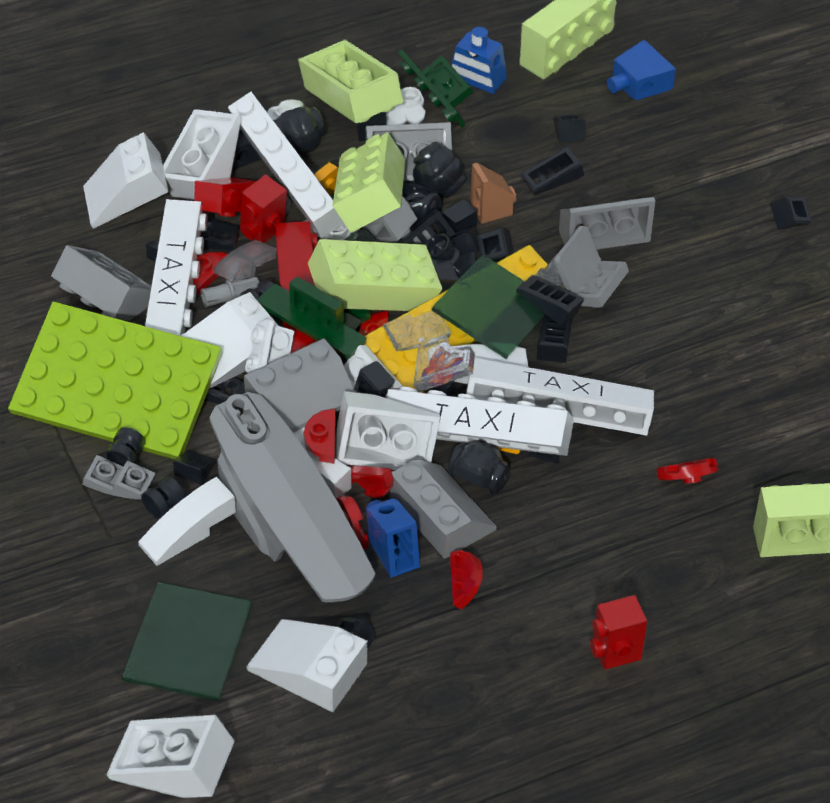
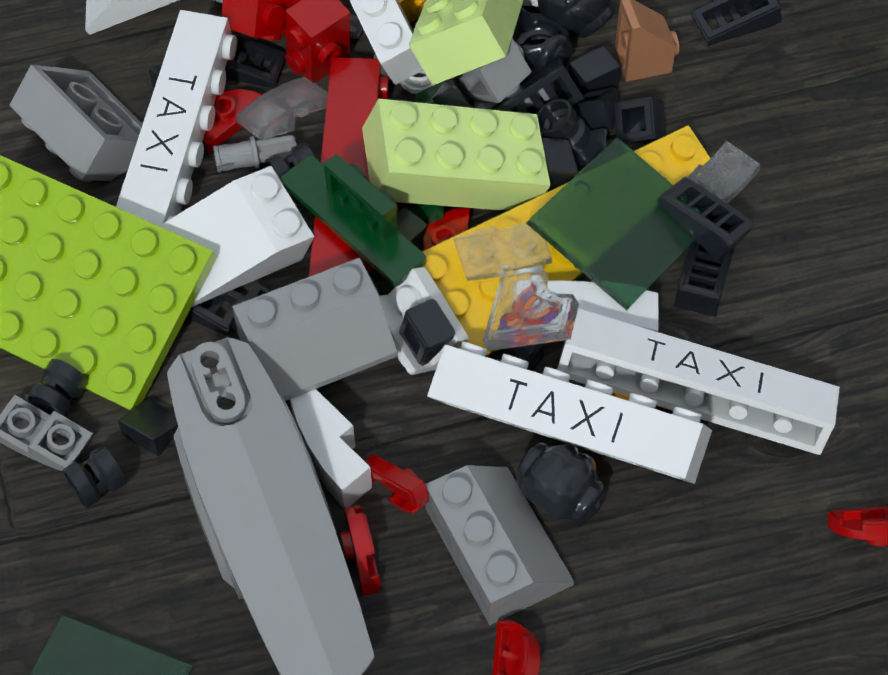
camera: 10 degrees right, 10 degrees up
(188, 521) = (121, 522): white slope -> none
(269, 344) = (284, 257): white bracket -> none
(320, 435) = (334, 408): red plate -> none
(383, 432) = (427, 414): white slope -> none
(389, 523) = (411, 574): blue torso -> none
(585, 272) = (763, 179): light grey bracket -> none
(612, 222) = (805, 104): light grey slope -> none

